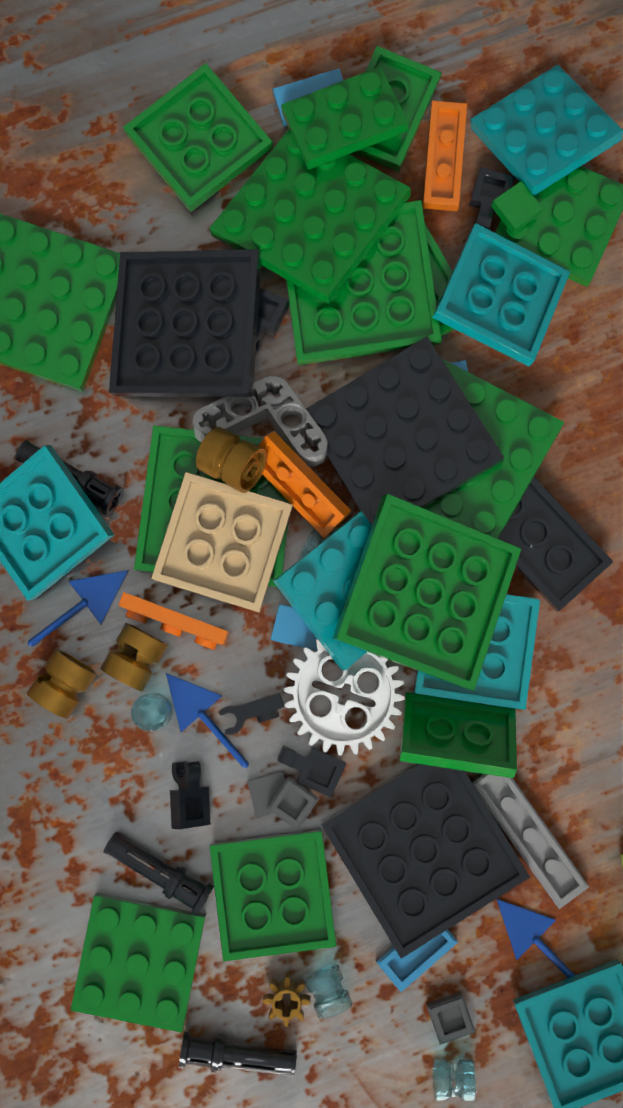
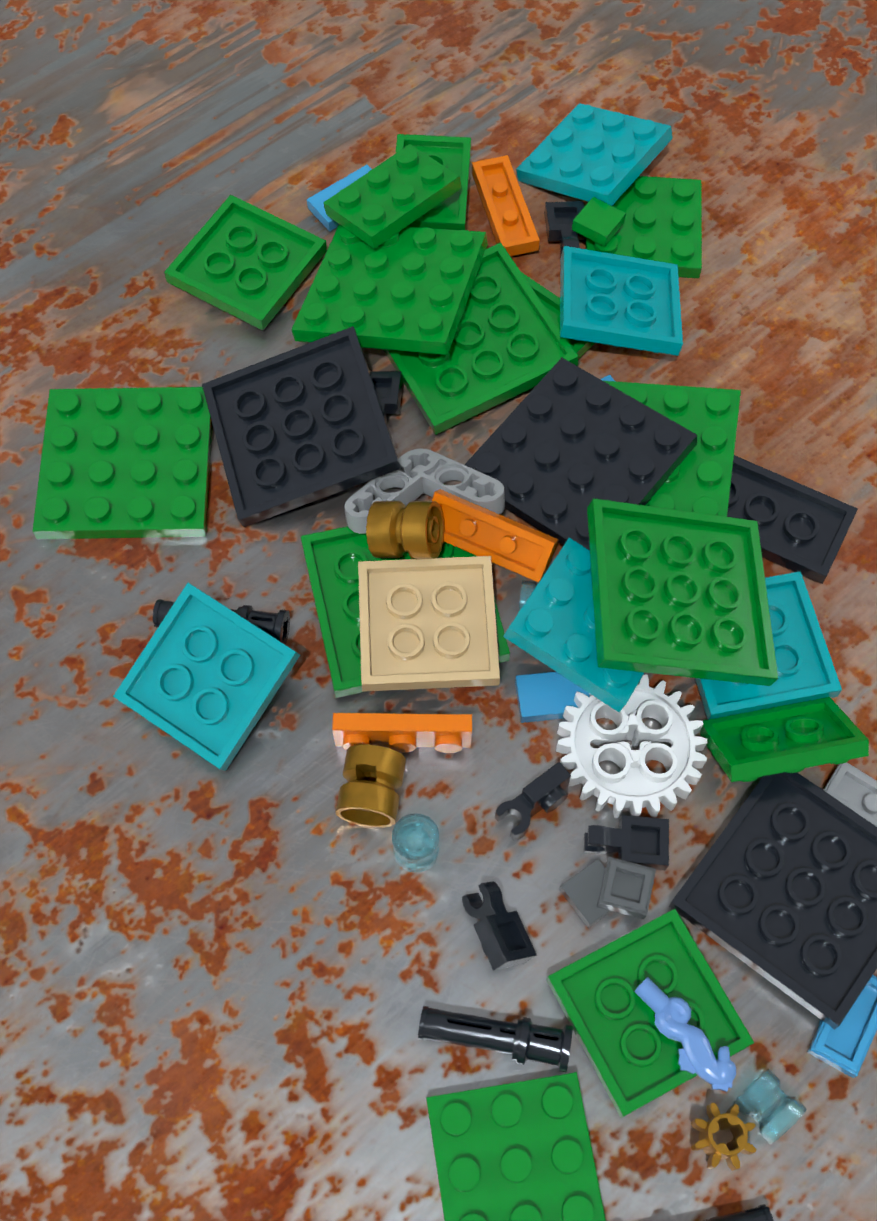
camera: 20 degrees left, 20 degrees down
(61, 684) = (296, 839): pearl gold wheel -> none
(96, 594) = (296, 741): blue piece -> none
(192, 702) = (458, 825): blue piece -> none
(290, 941) = (697, 1055): none -> medium blue animal

